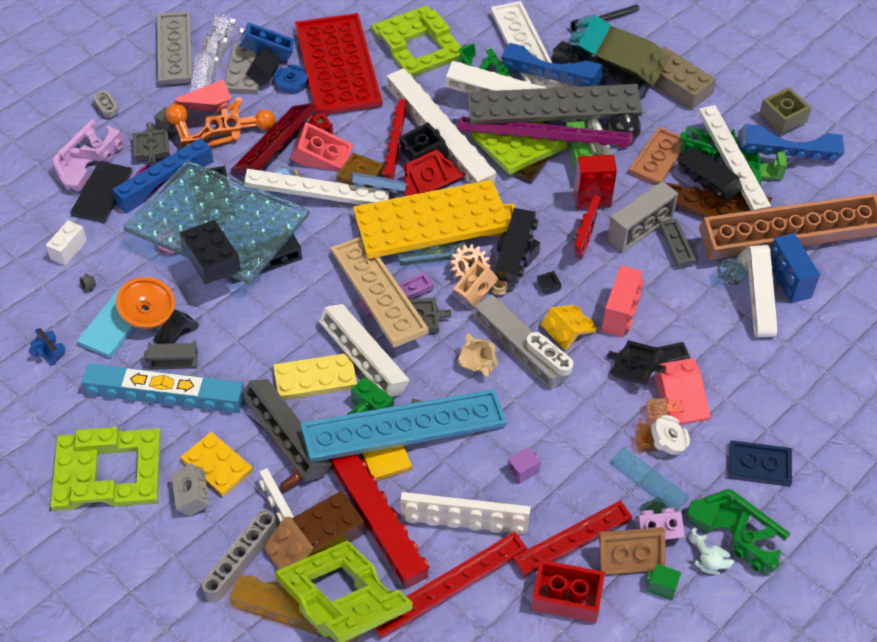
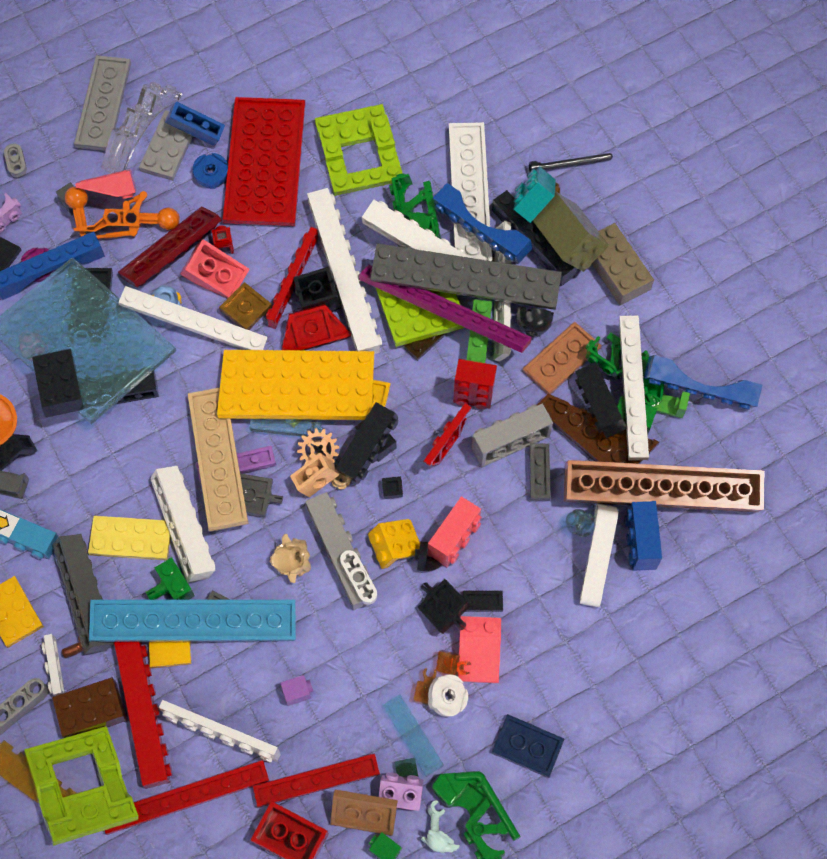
camera: 15 degrees right, 15 degrees up
(151, 144) = (46, 223): dark grey plate -> none
(263, 66) = (183, 151): black brick -> none
(287, 544) = (47, 721): medium nougat plate -> none
(377, 182) = (256, 327): medium blue plate -> none
(599, 330) = (425, 563): none -> black plate
(785, 110) = (716, 335): olive brick -> none

